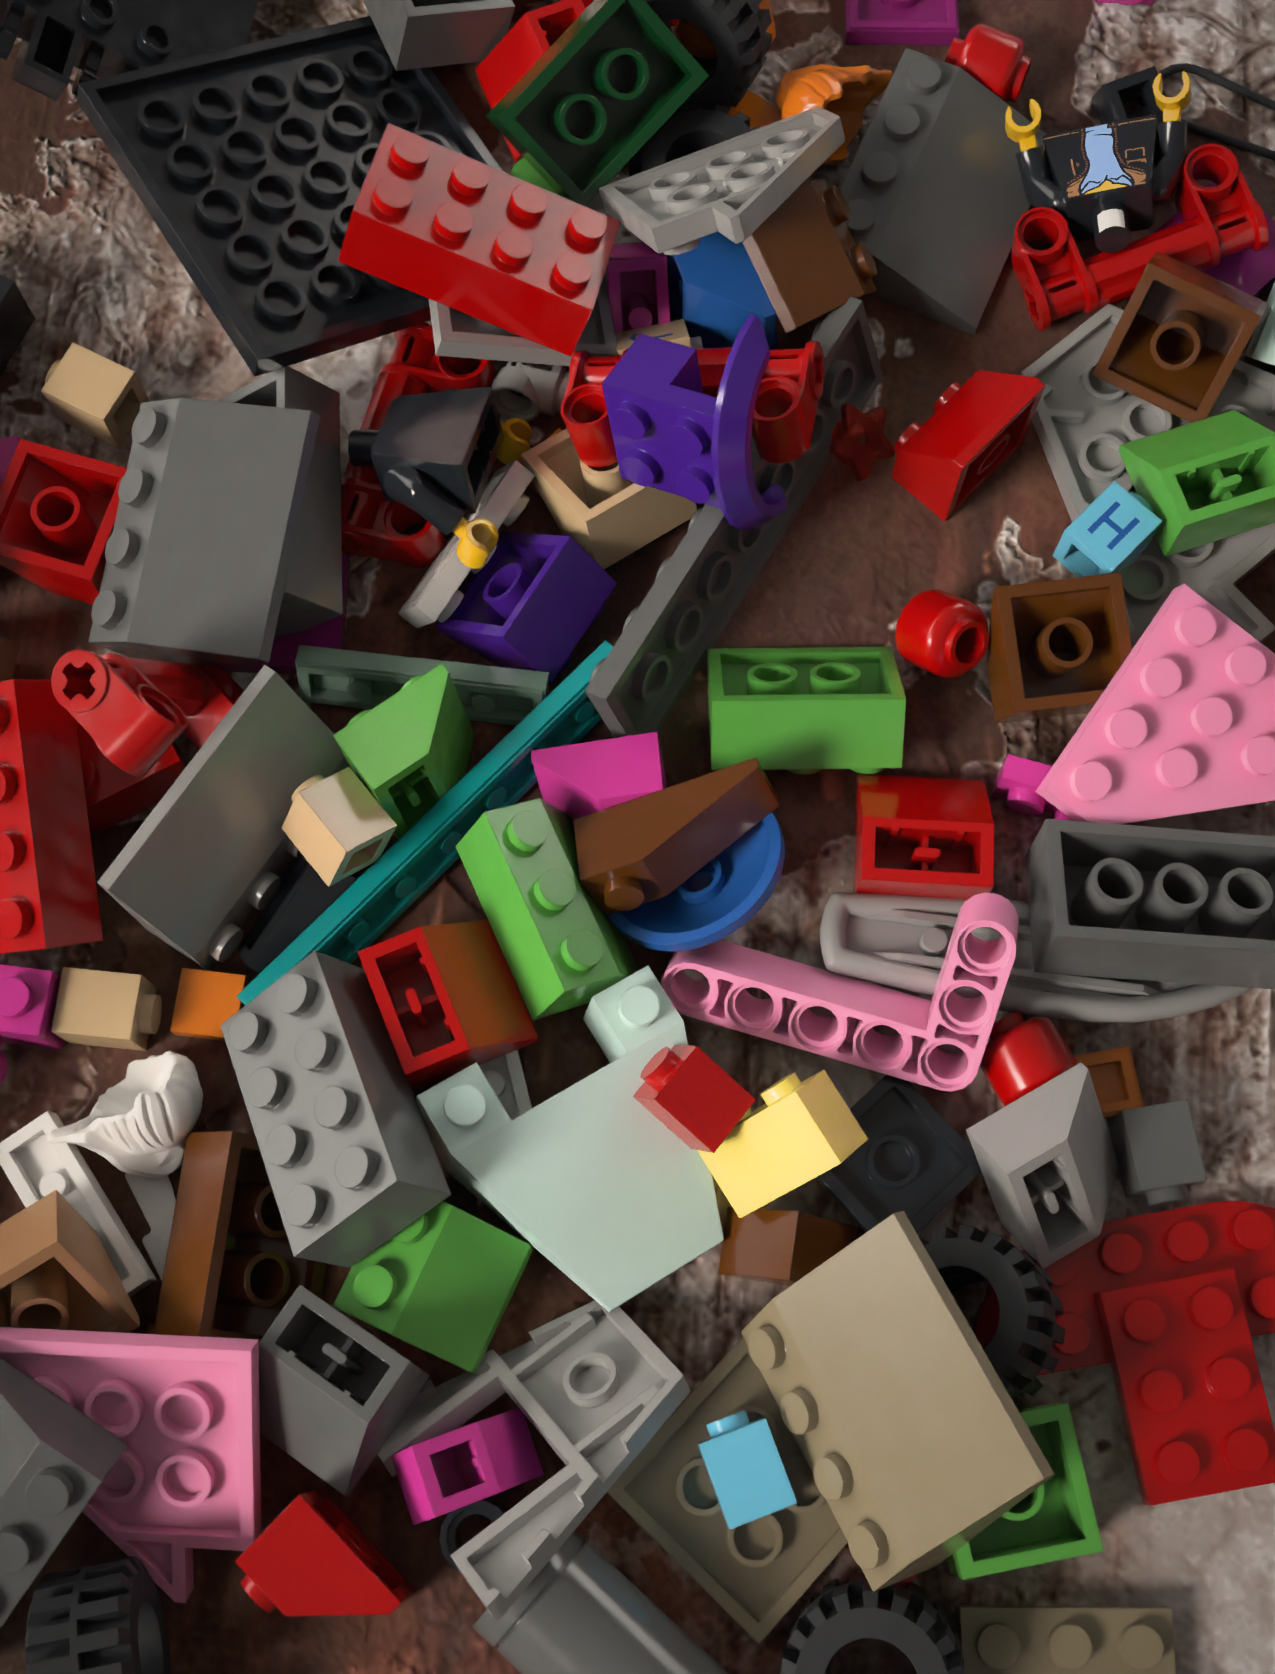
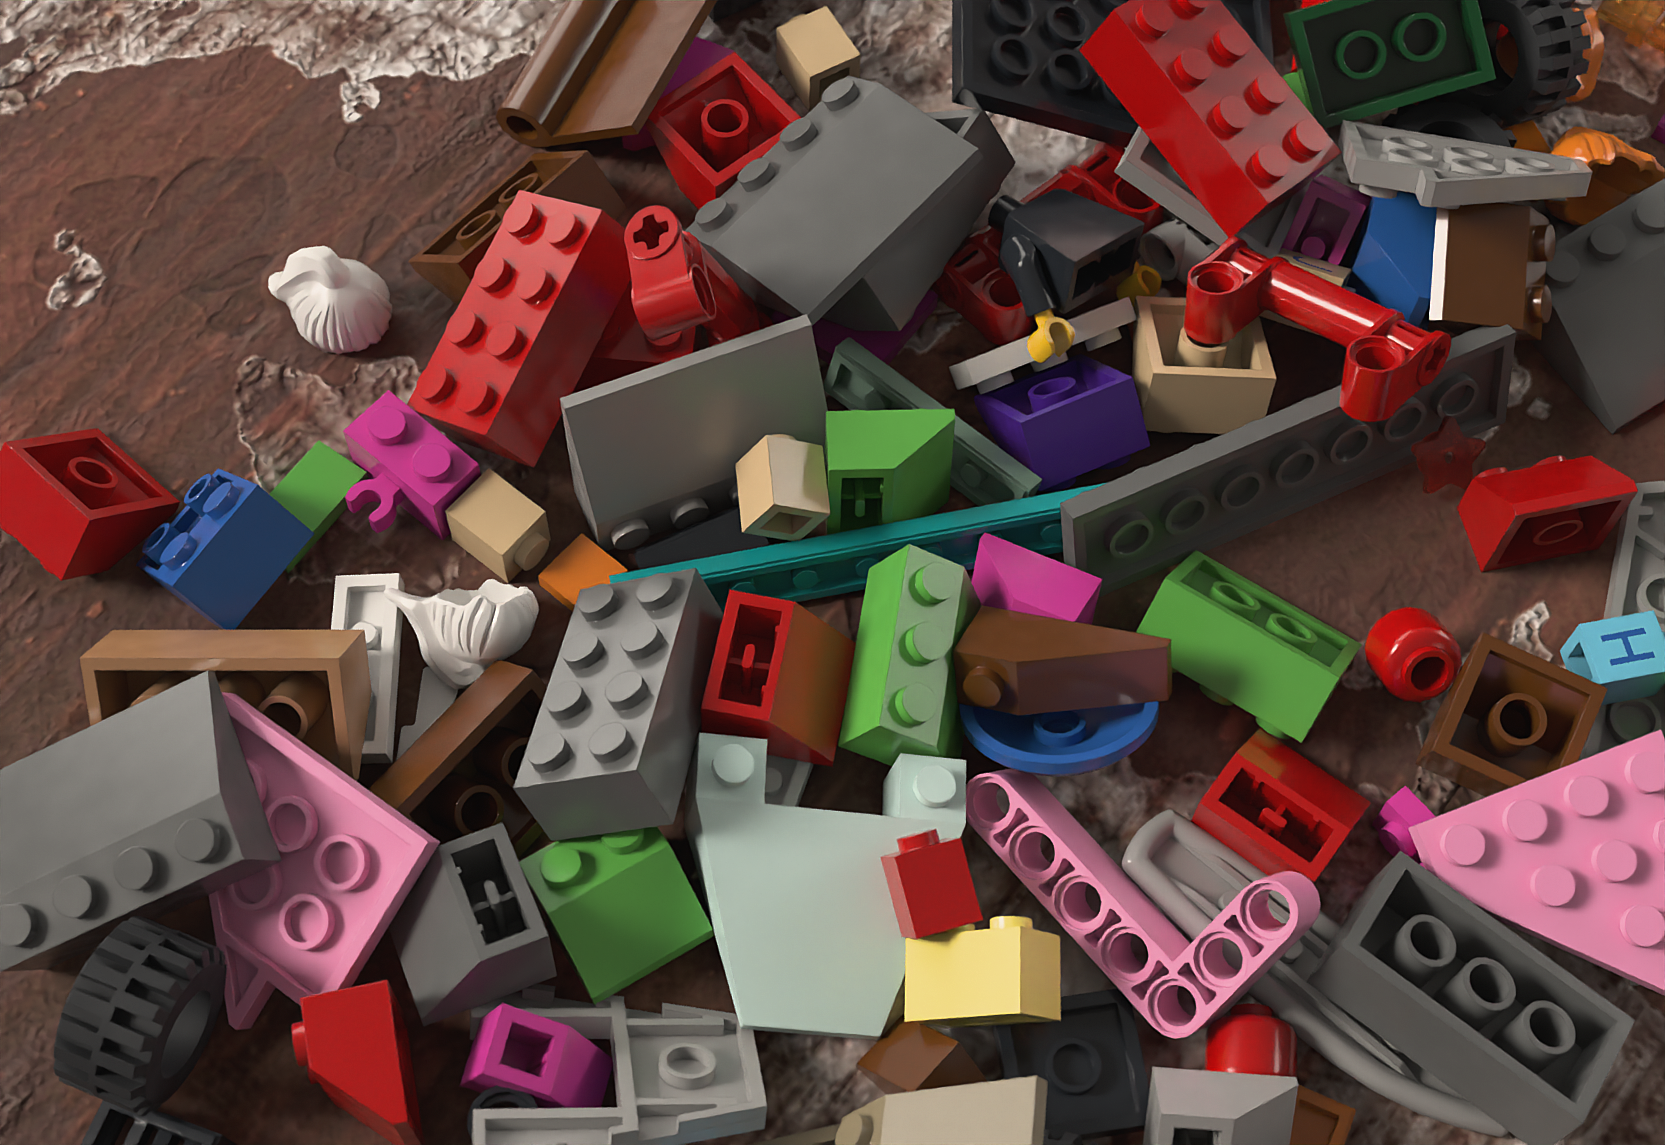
camera: 30 degrees right, 10 degrees down
(688, 440) = (1284, 341): dark purple piece -> none

